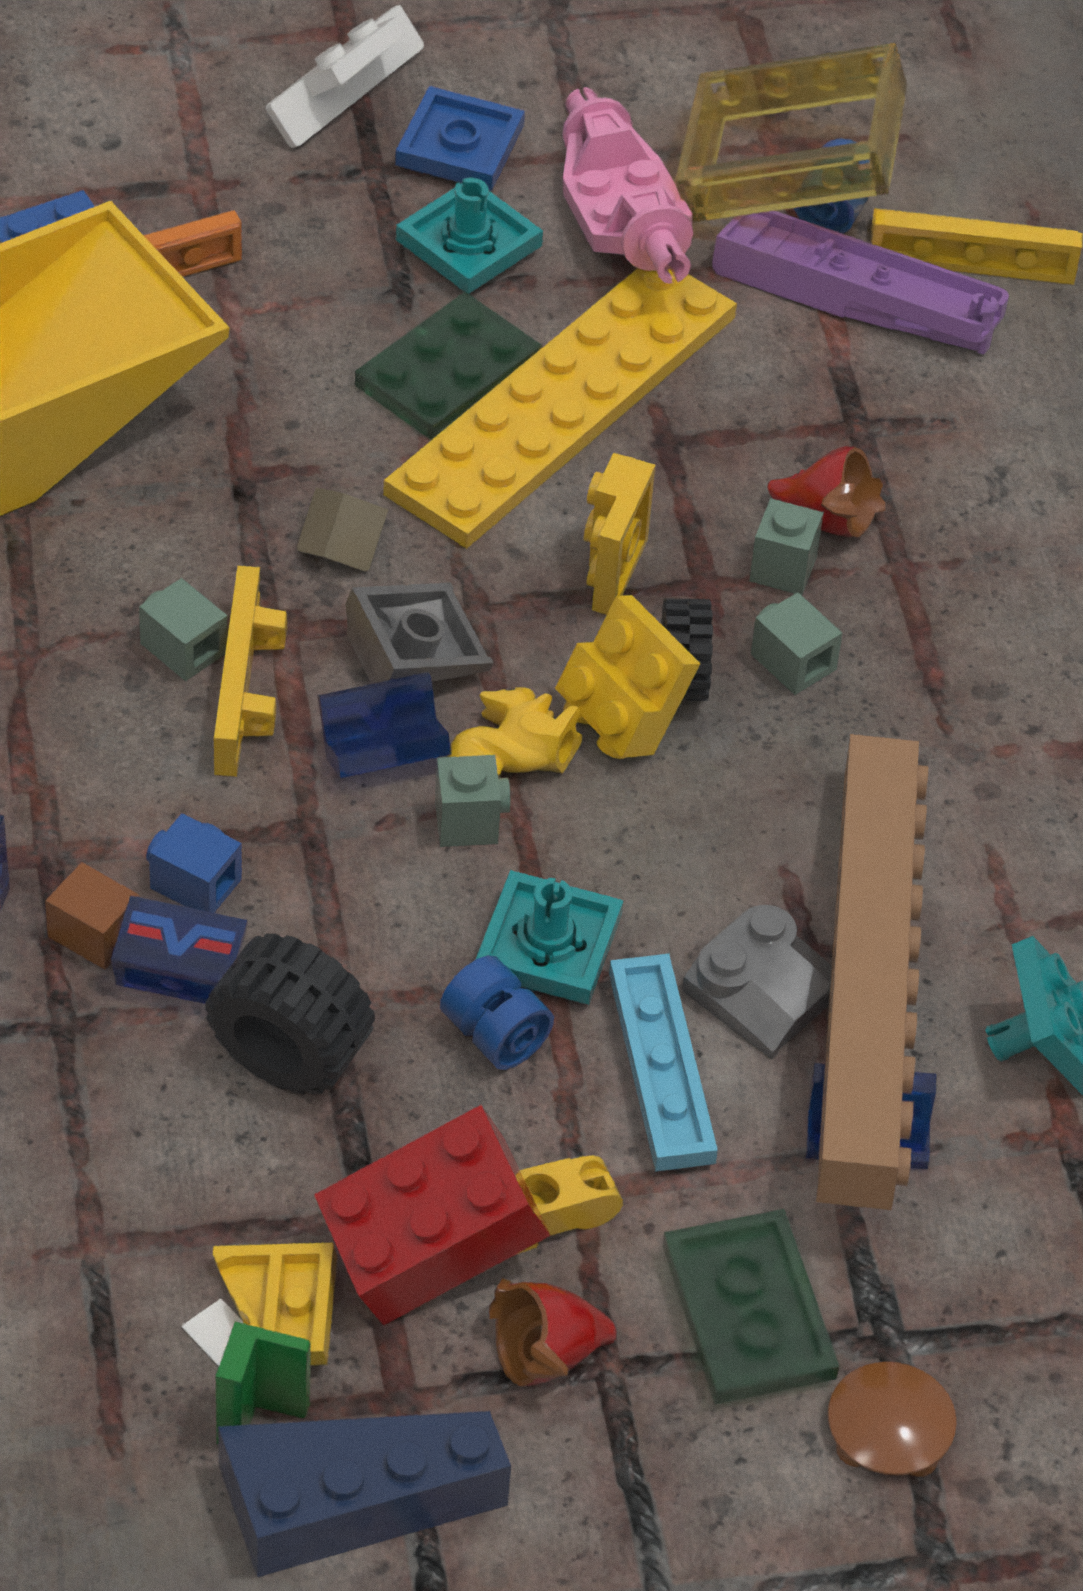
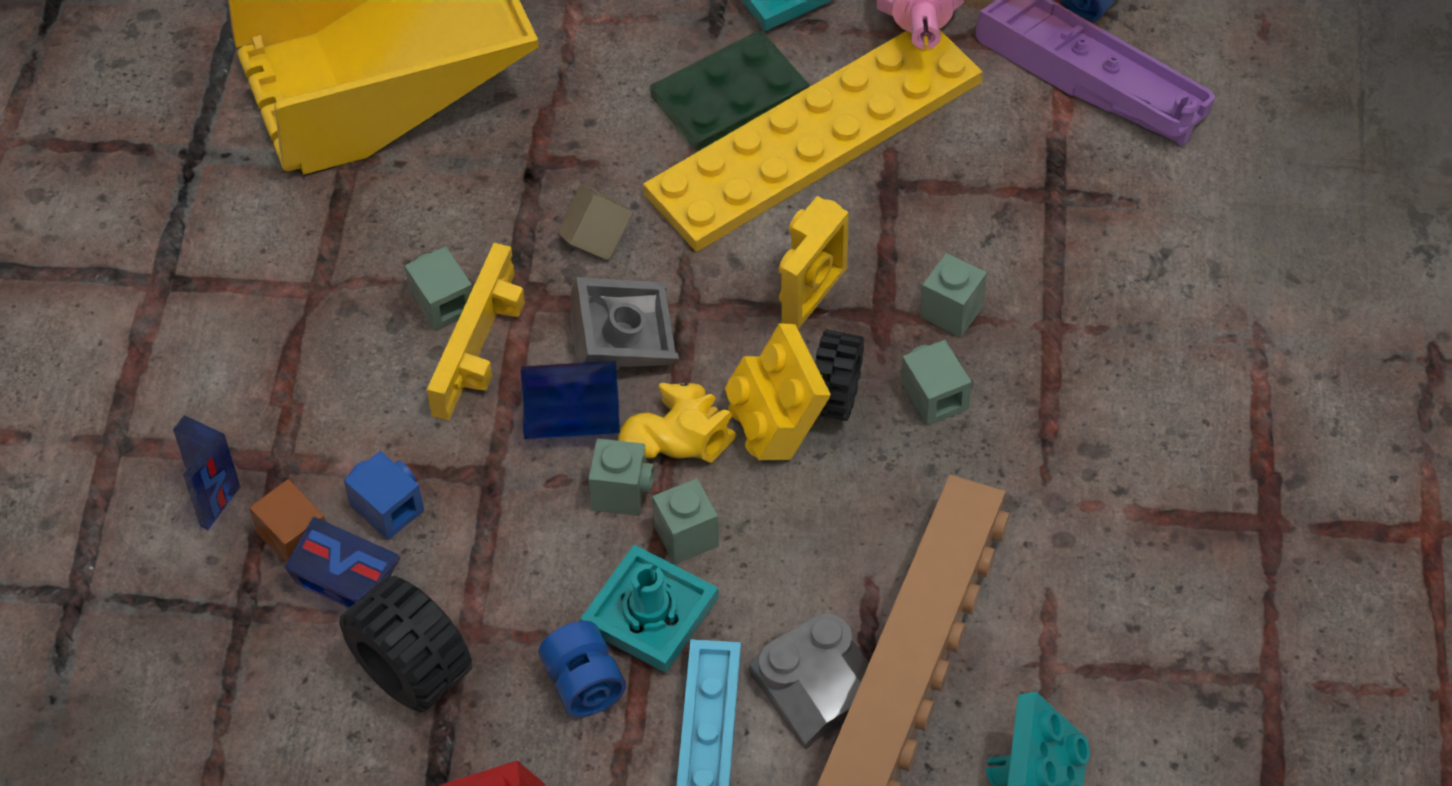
camera: 20 degrees right, 5 degrees up
(562, 834) = (685, 521): none -> sand green brick
(839, 487) = (1010, 253): hat -> none
(980, 245) = (1205, 47): yellow fence -> none

